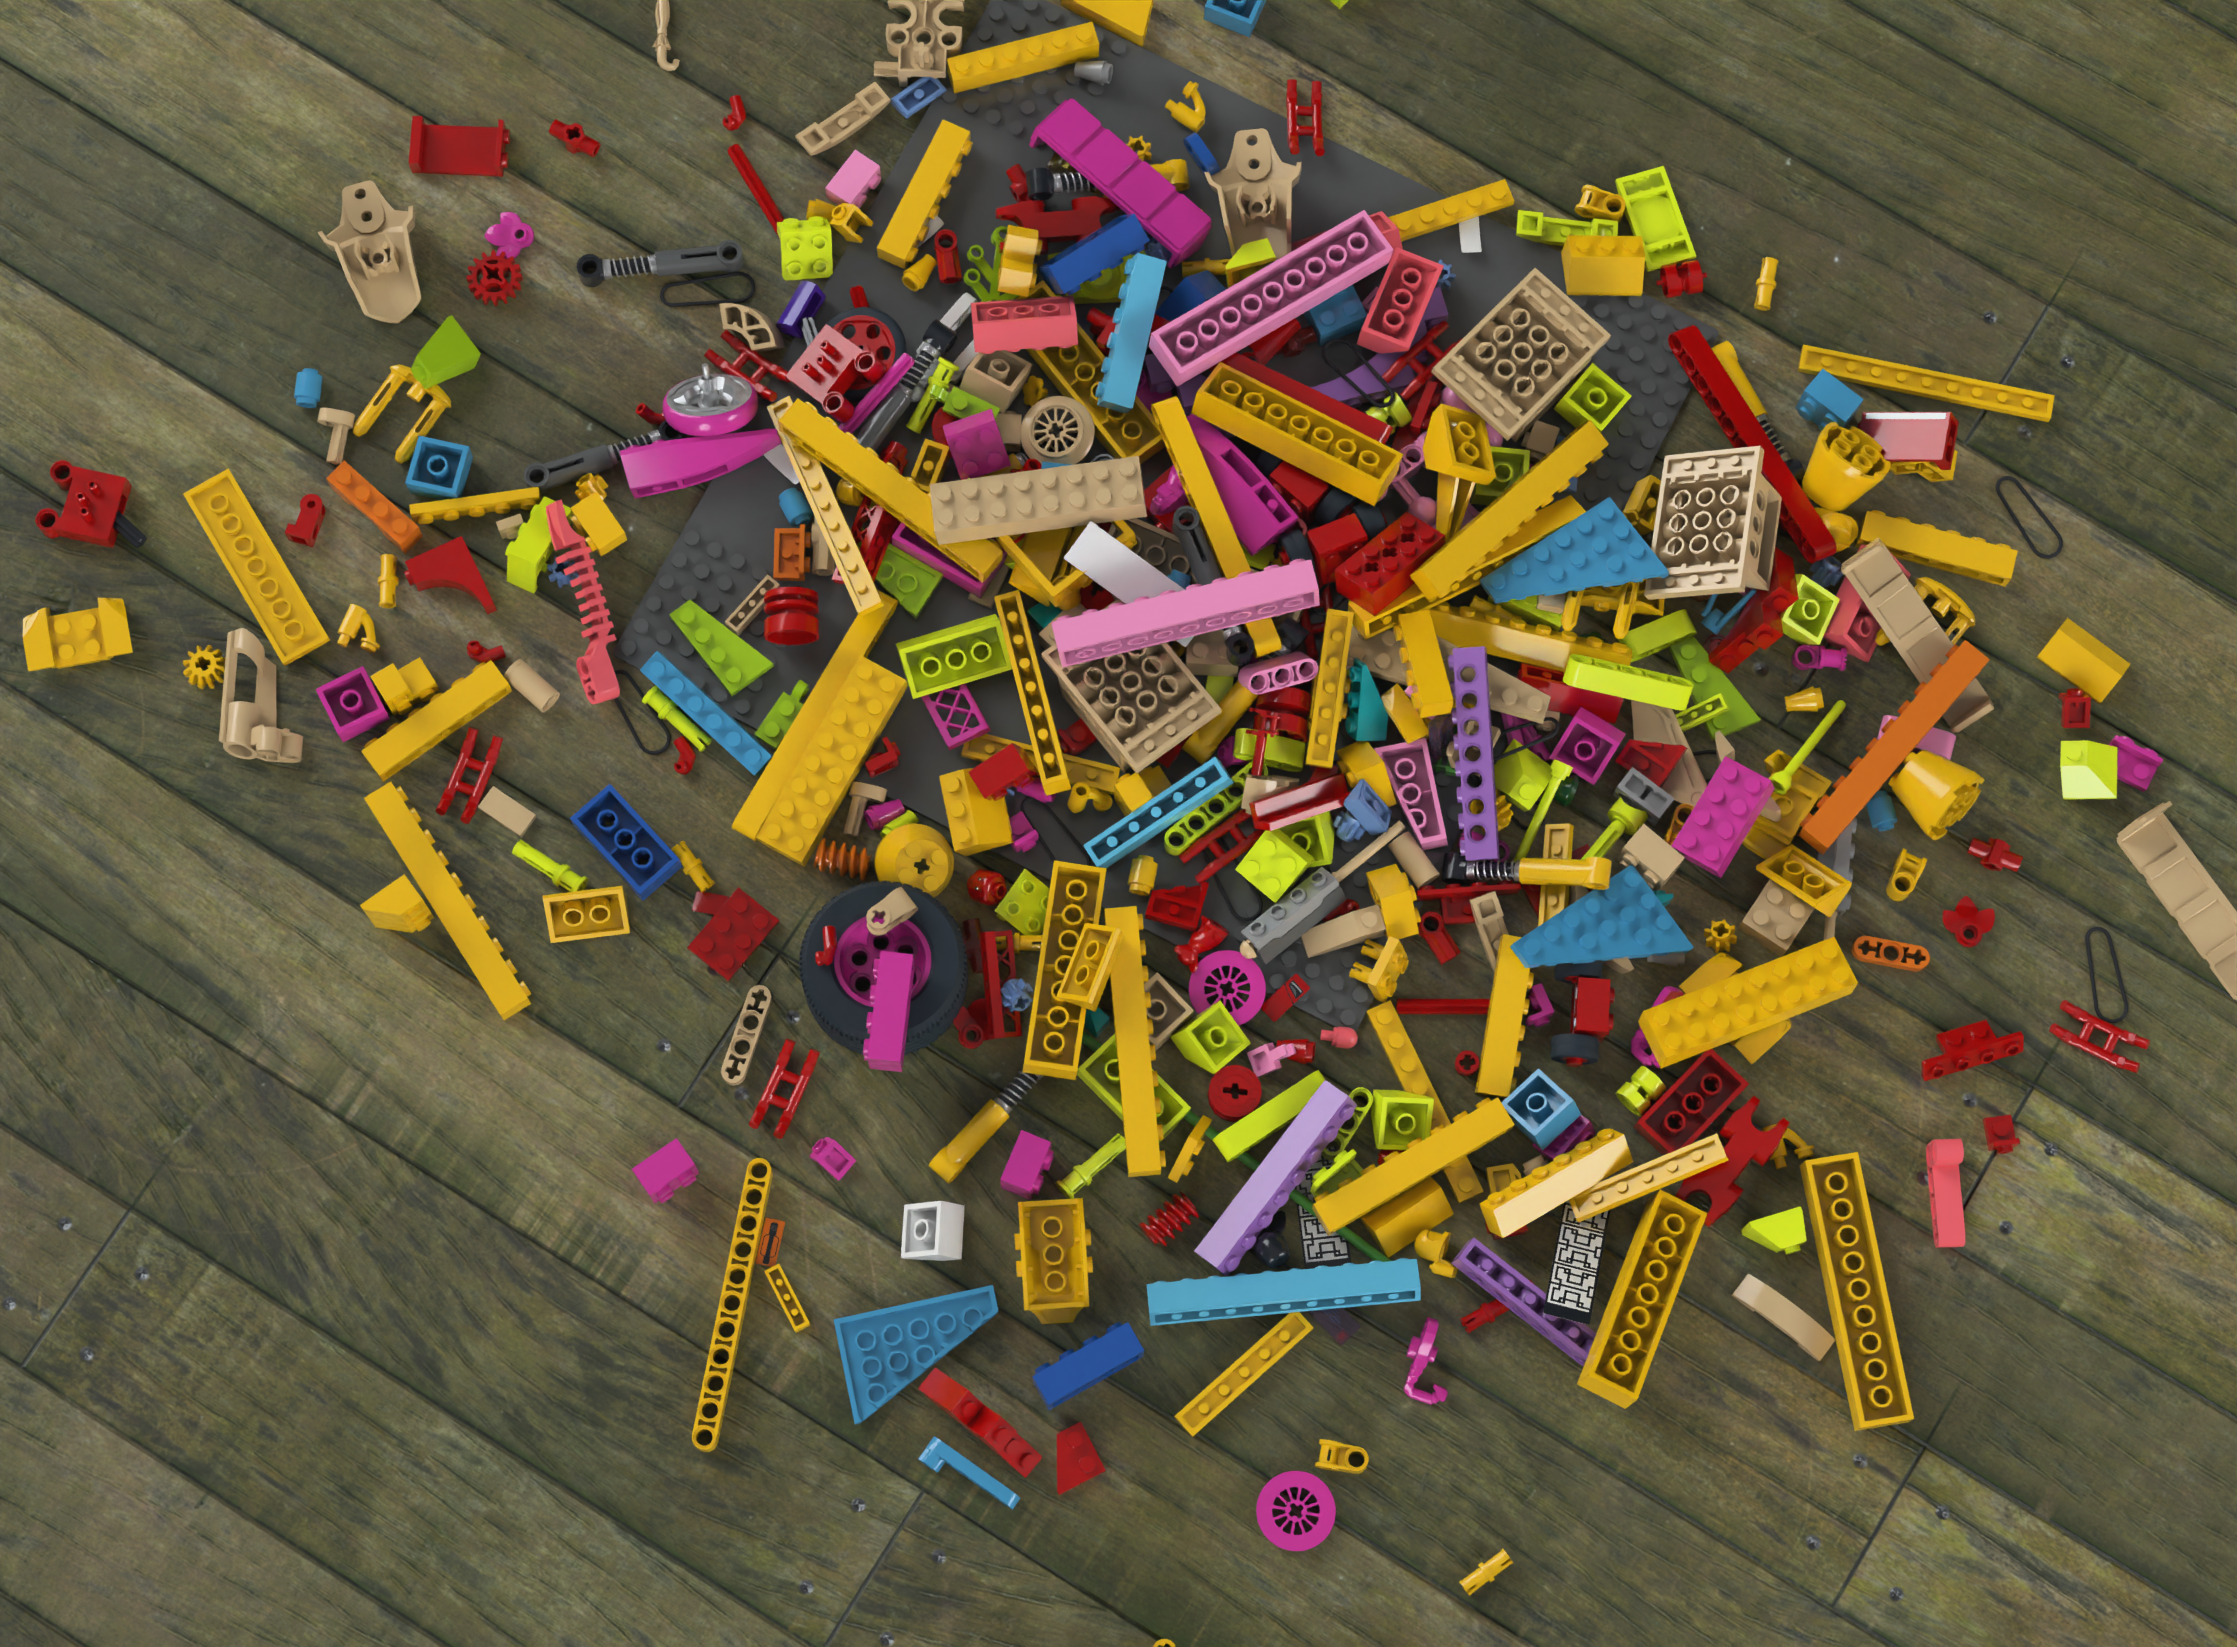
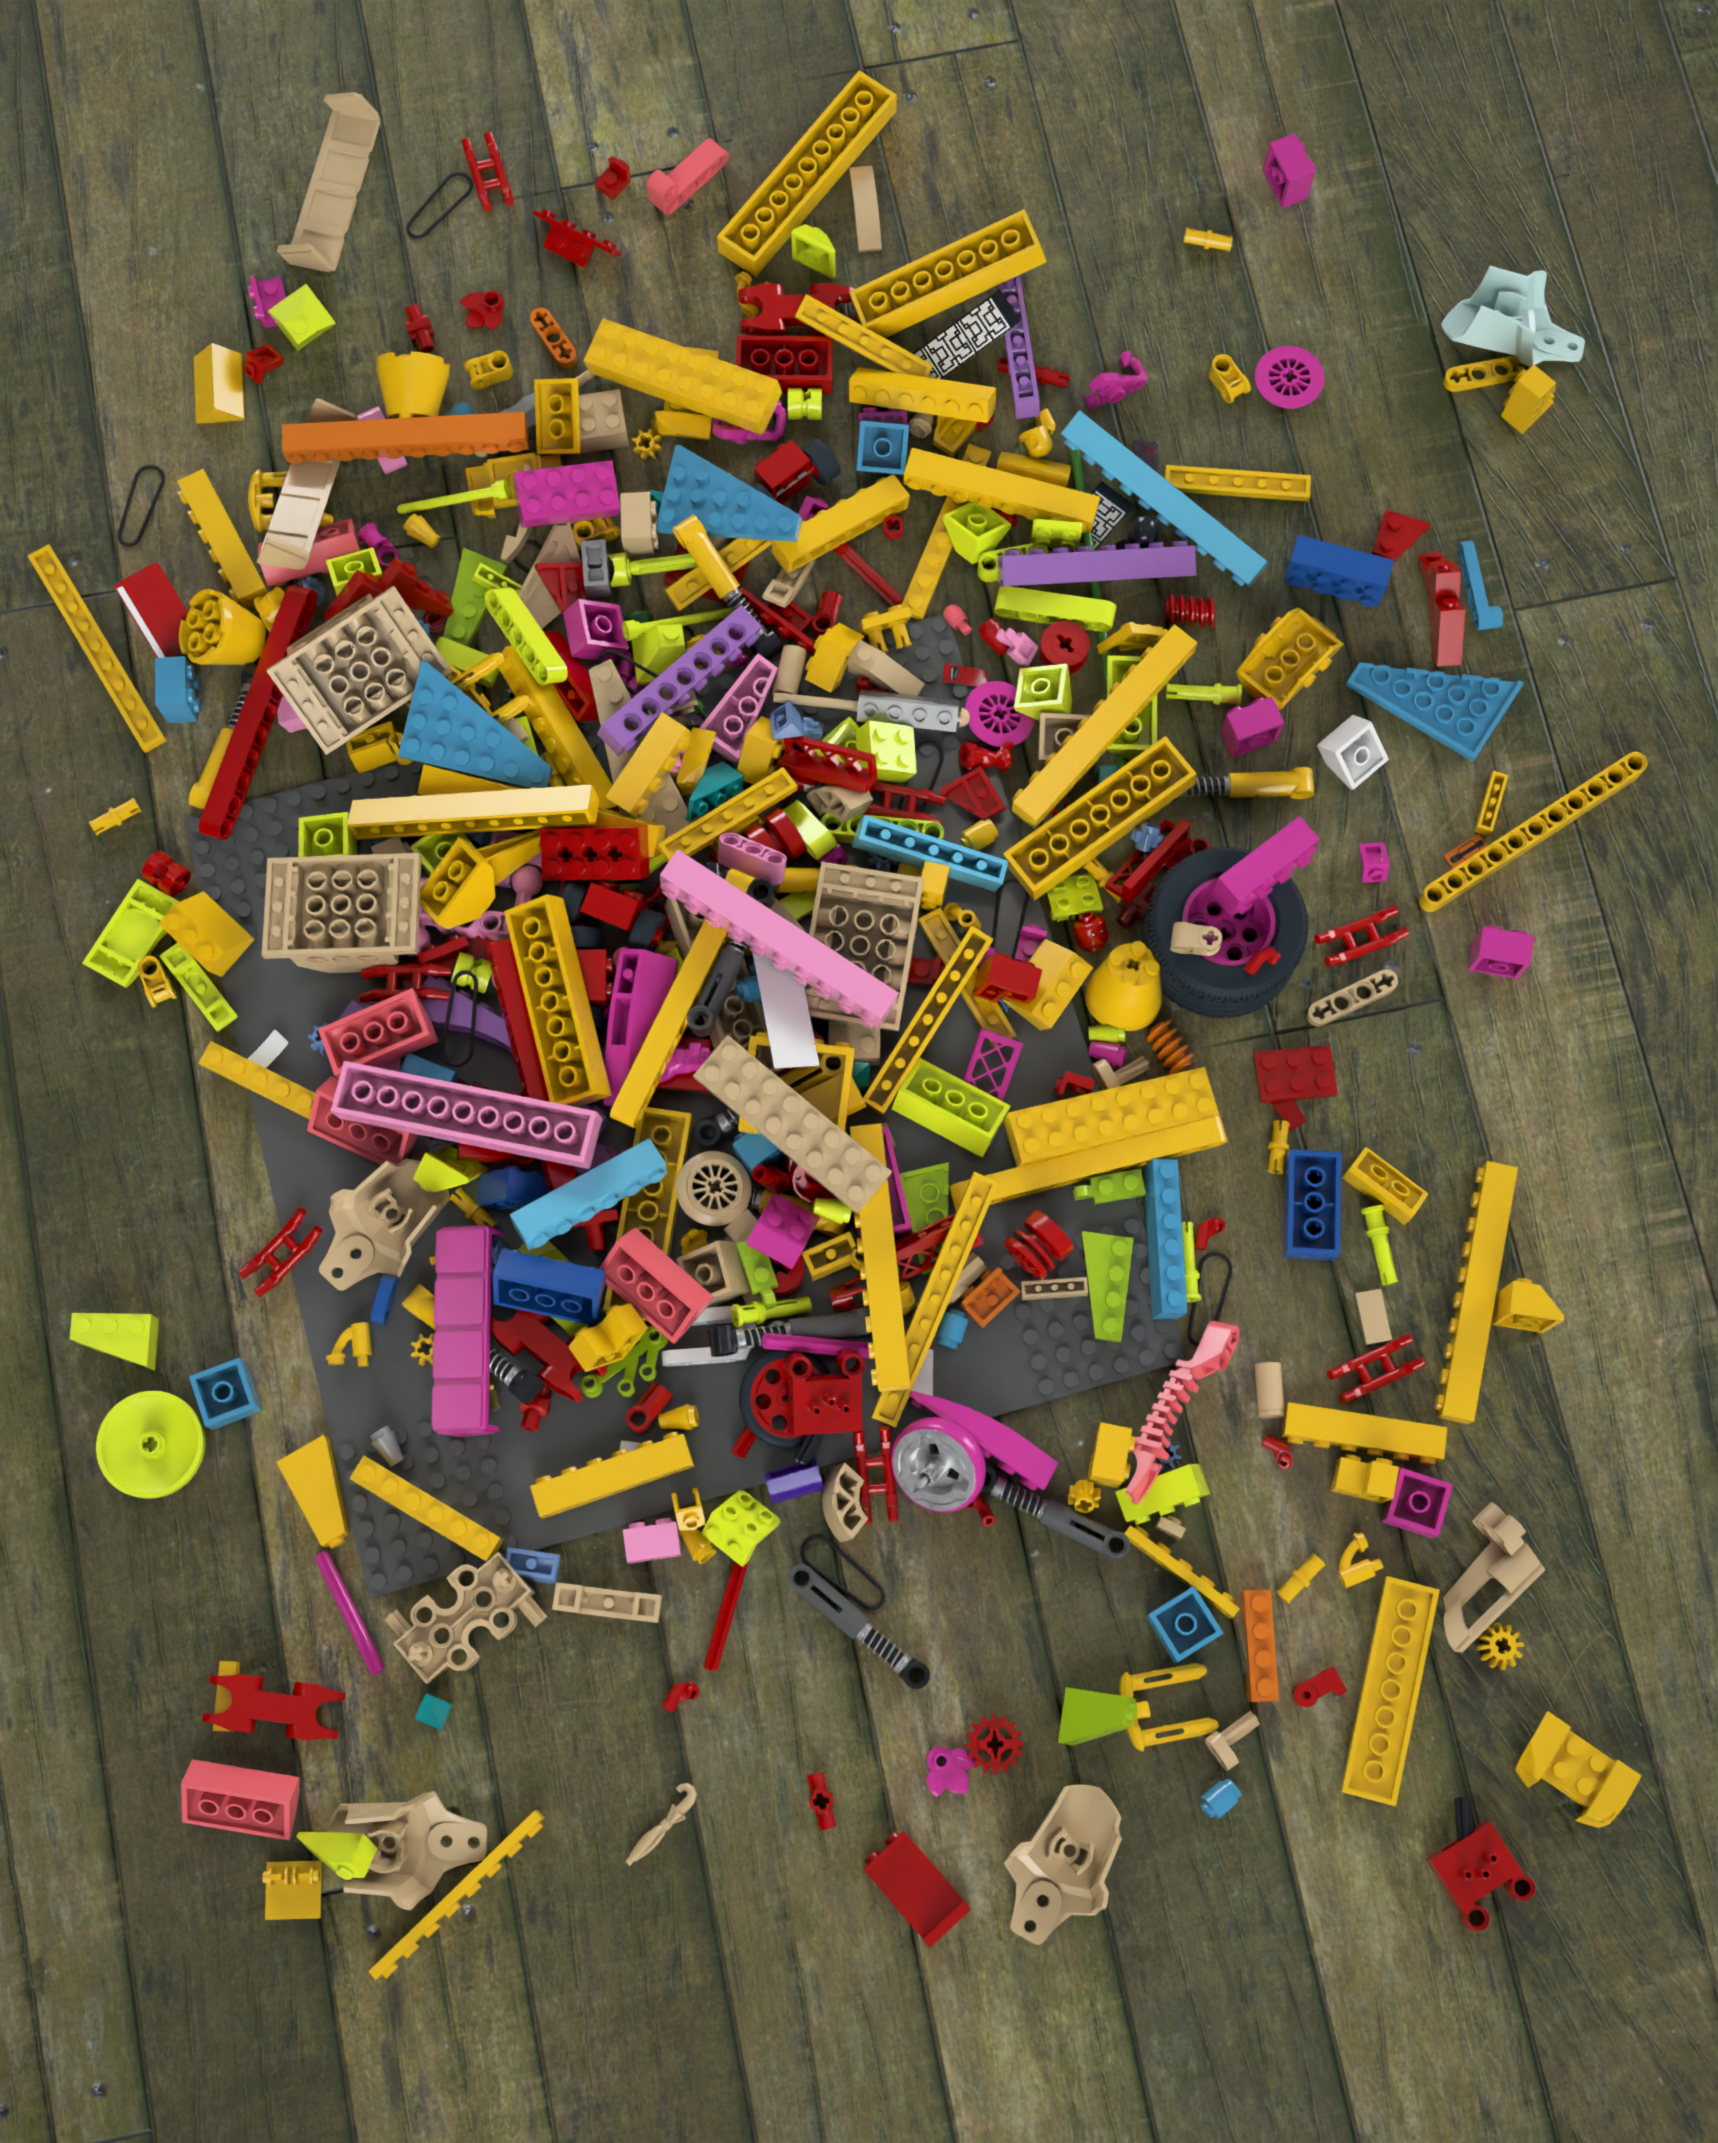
camera: 130 degrees left, 0 degrees up
(449, 567) = (1243, 1539): red arch -> none
(1091, 965) = (1087, 788): yellow slope -> none
(1261, 738) = (807, 830): red piece -> none

